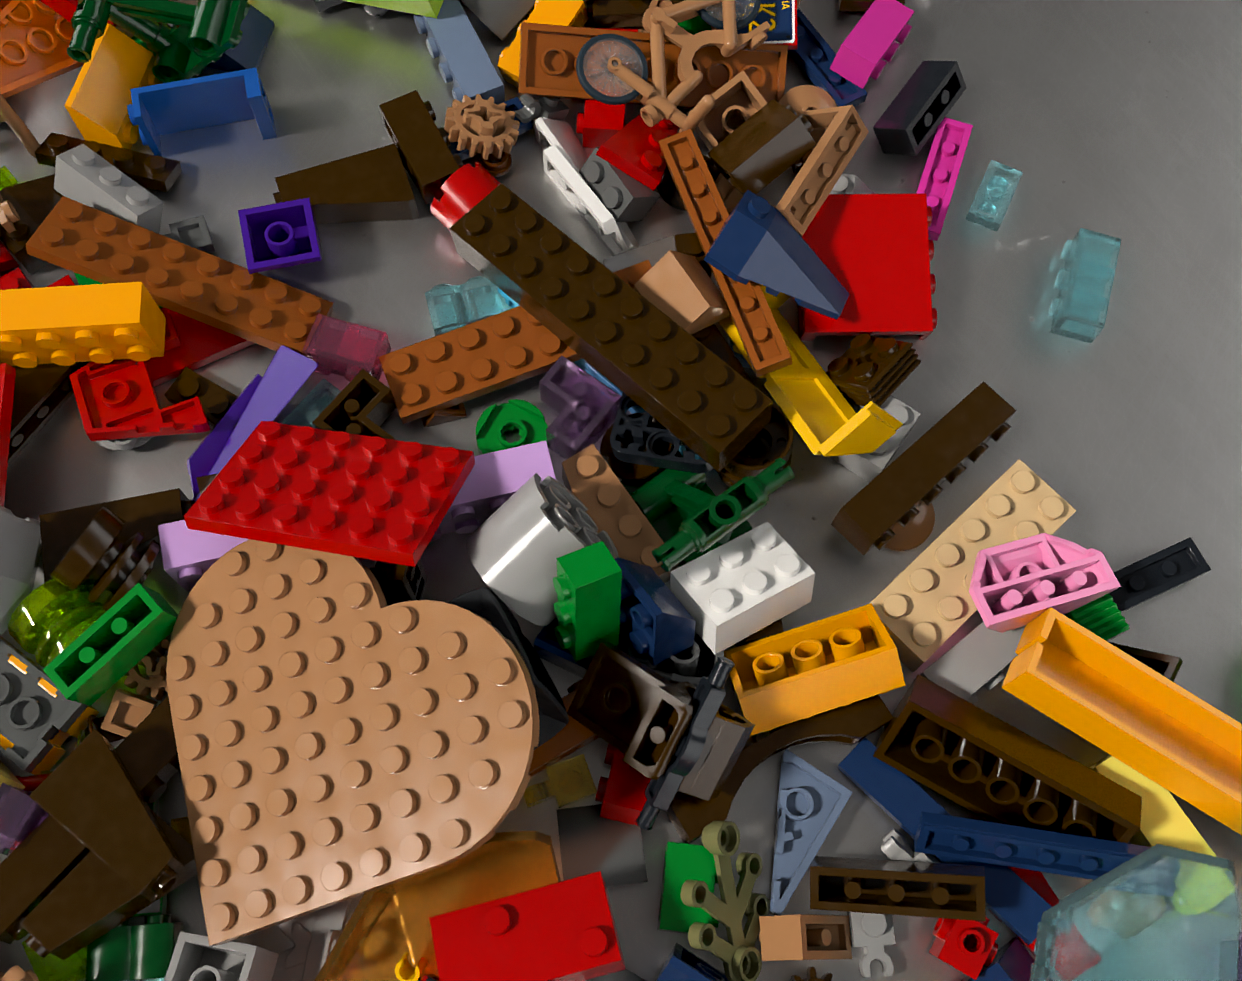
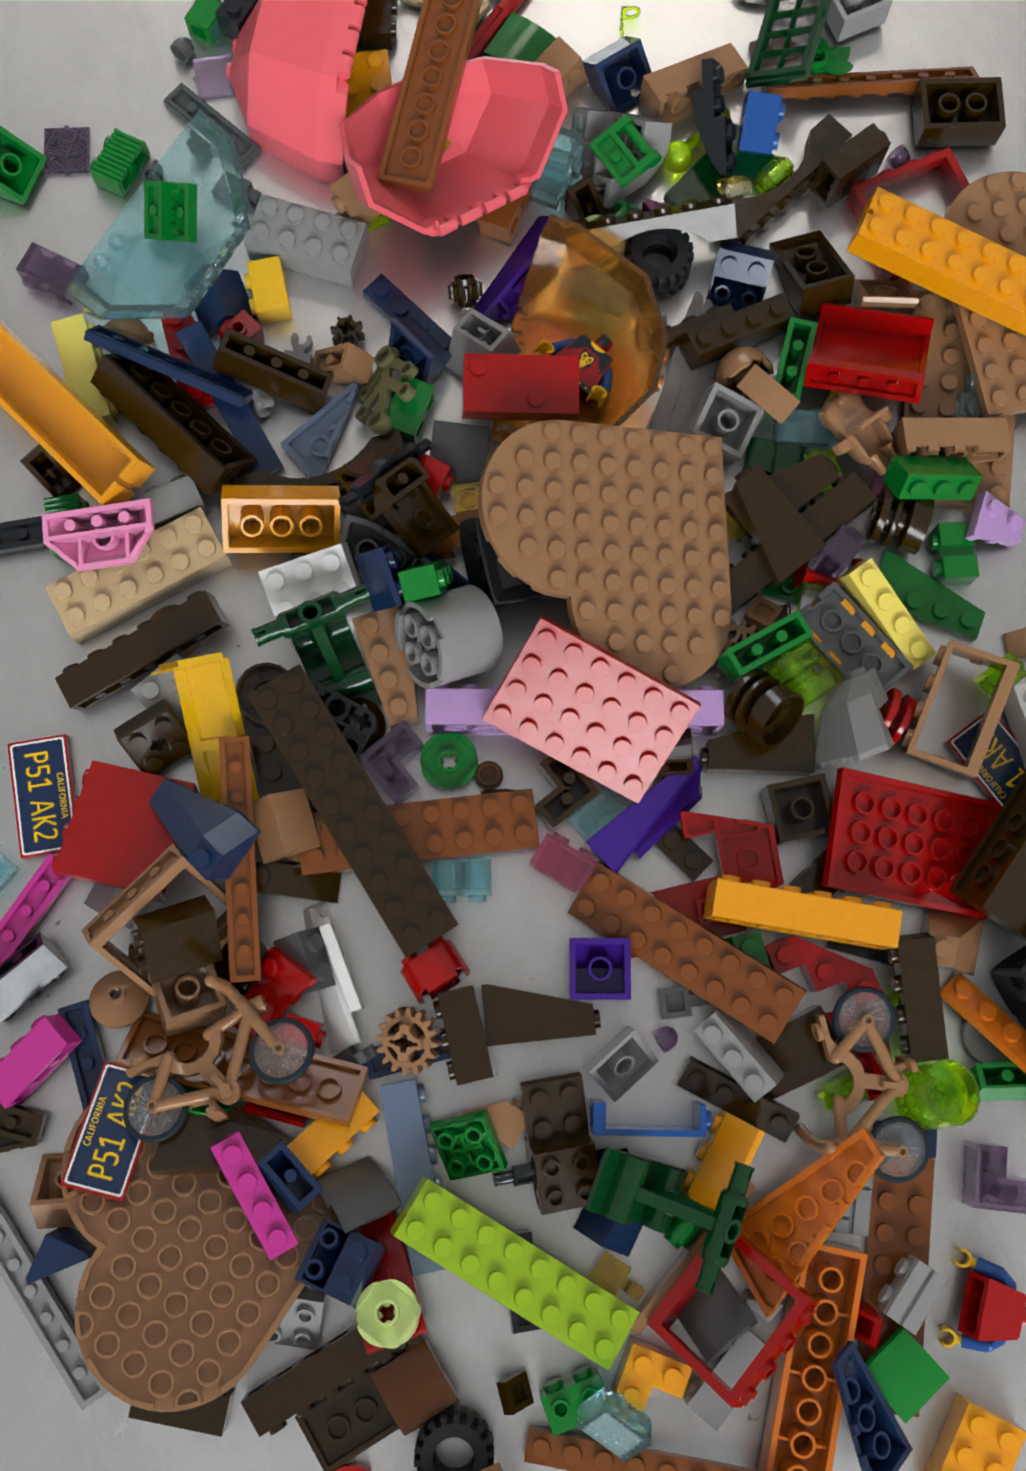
camera: 165 degrees left, 10 degrees up
(57, 467) = (798, 808): none -> dark brown brick
(197, 202) = (666, 1038): none -> clear purple hinge
(250, 170) = (621, 1063): none -> light grey slope
(297, 66) = (557, 1144): none -> dark brown piece
(366, 86) = (506, 1118): none -> medium nougat slope
(395, 55) = (468, 1145): none -> green tile
(459, 431) = (488, 775): none -> reddish brown plate
(977, 300) = (41, 792): none -> tile

